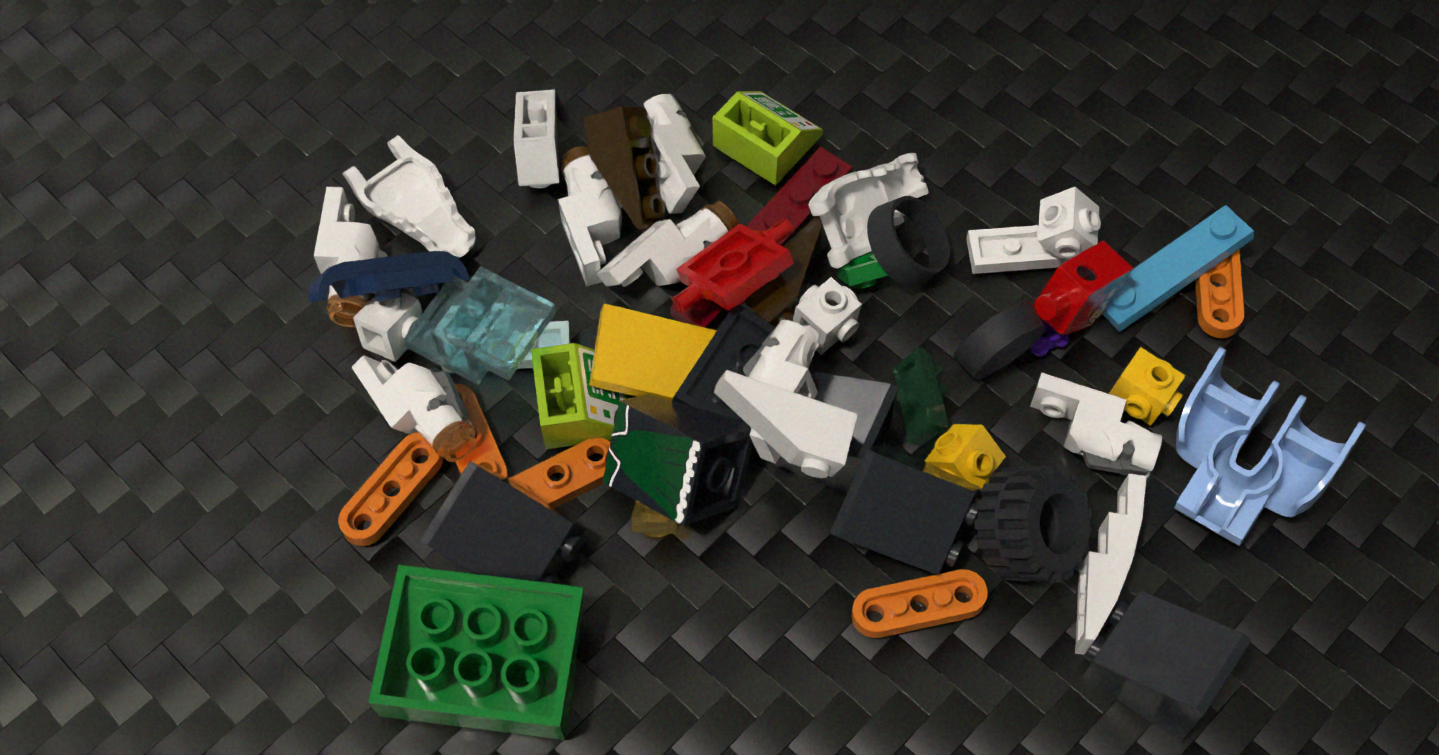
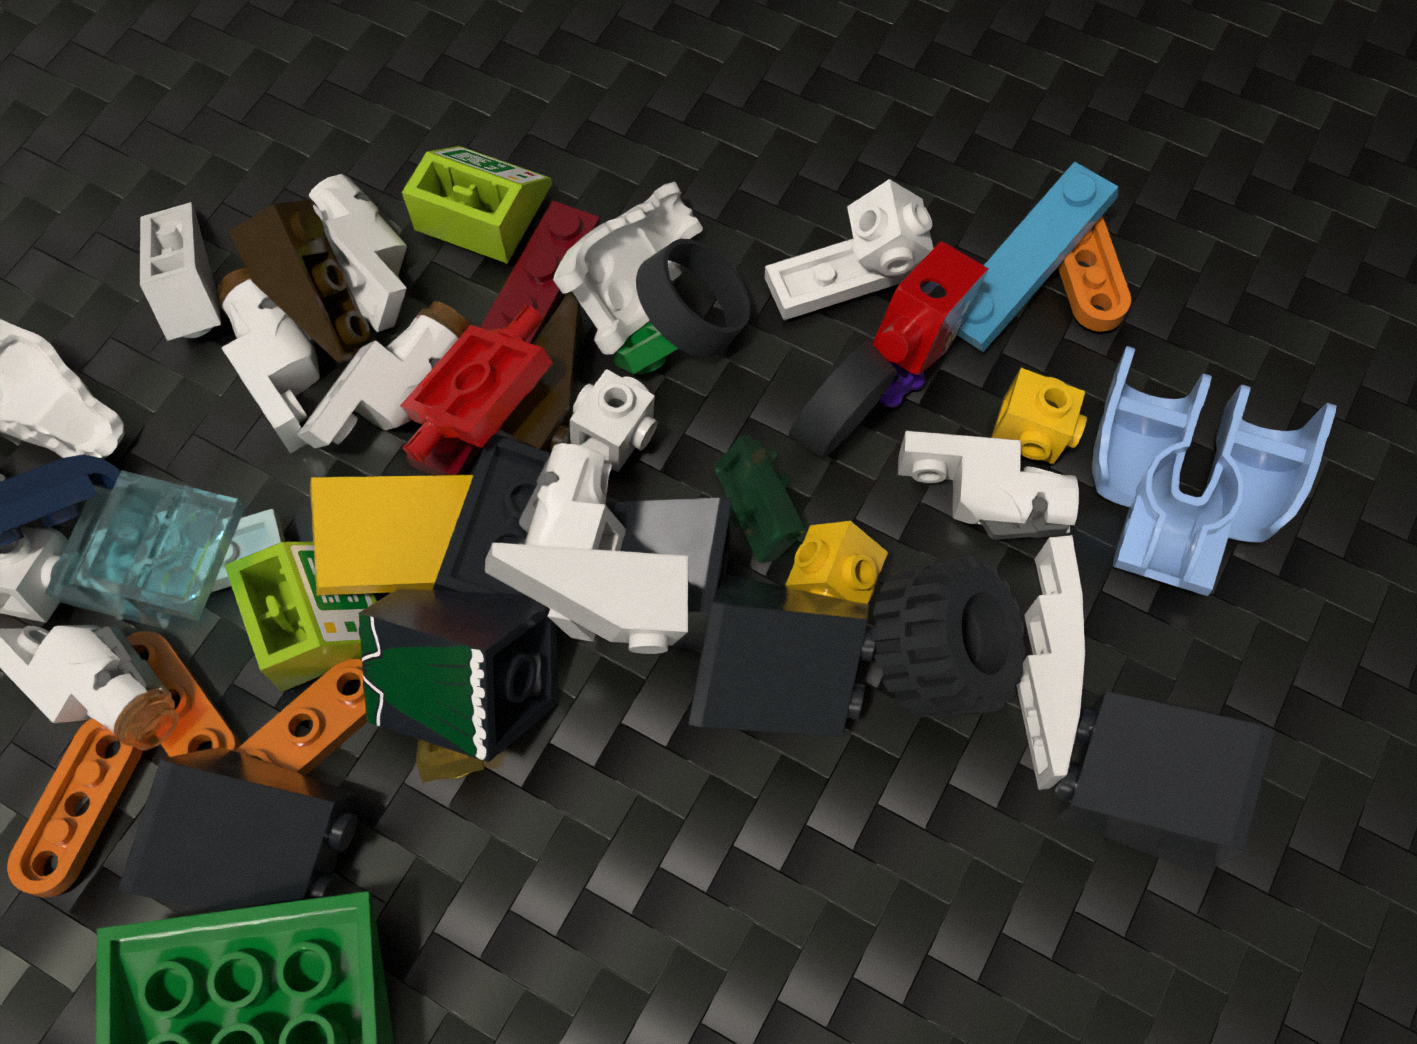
camera: 15 degrees left, 5 degrees up
(934, 591) = (845, 760): orange plate -> none

